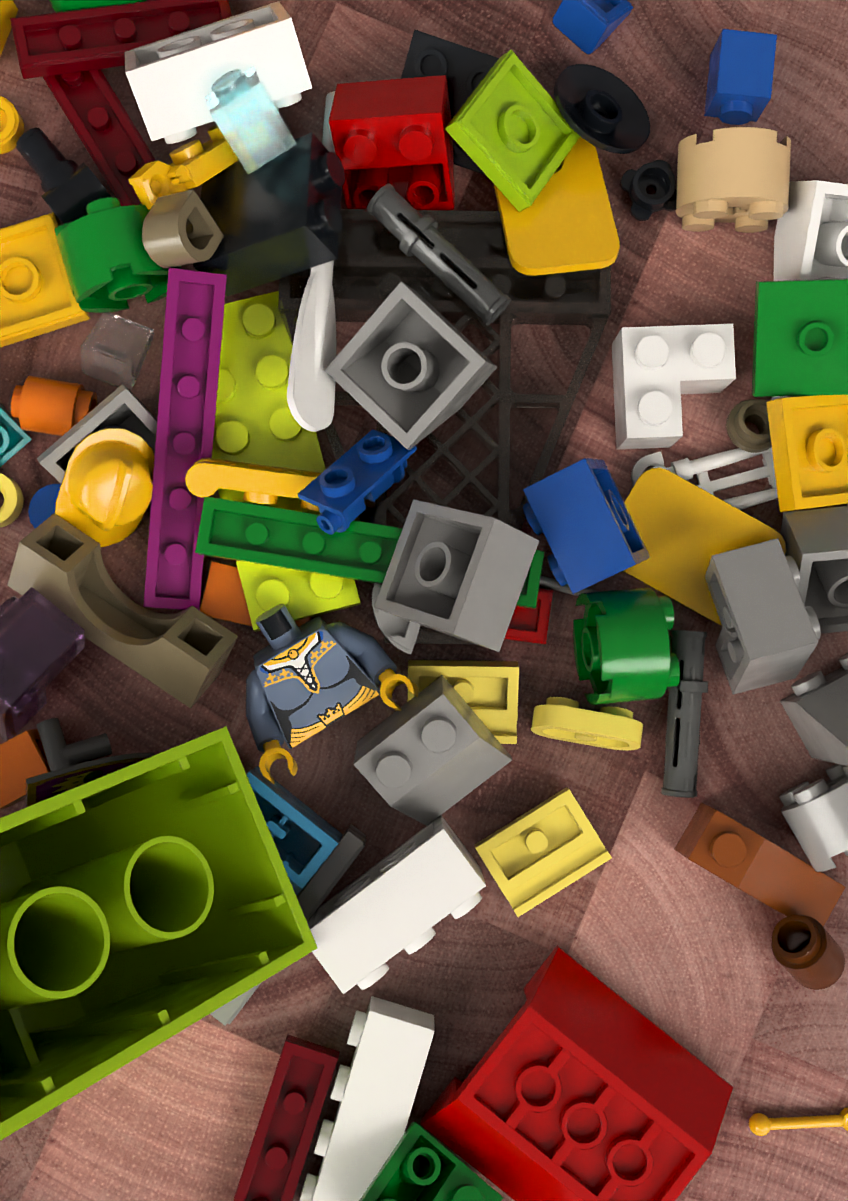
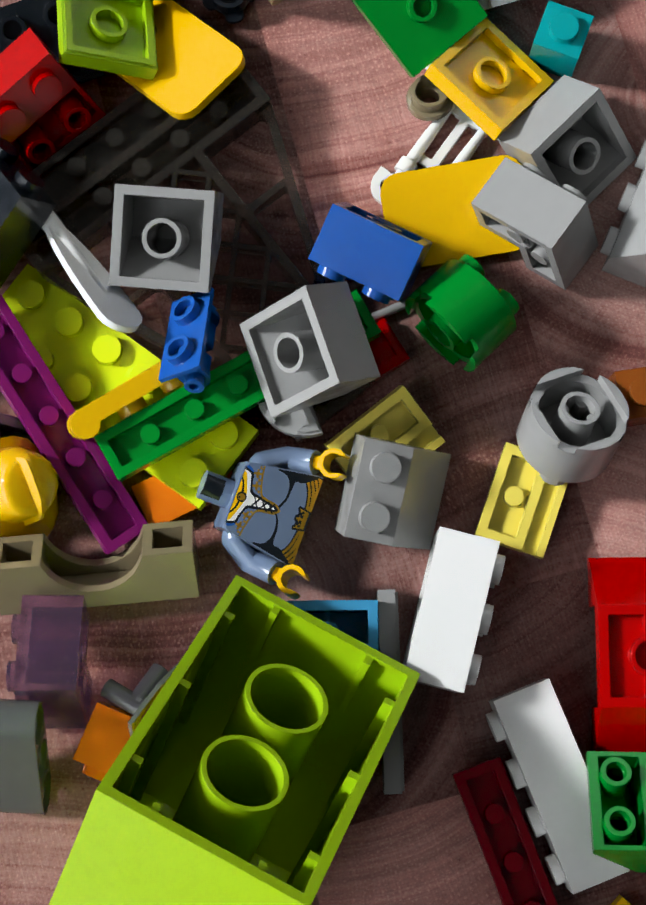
camera: 30 degrees left, 5 degrees down
(393, 209) = (71, 147): dark grey pin -> none
(607, 729) = (497, 382): light yellow plate -> none
(638, 827) = (572, 426): none -> light grey brick
(658, 366) = (333, 109): white brick -> none
(684, 715) = (538, 321): dark grey pin -> none

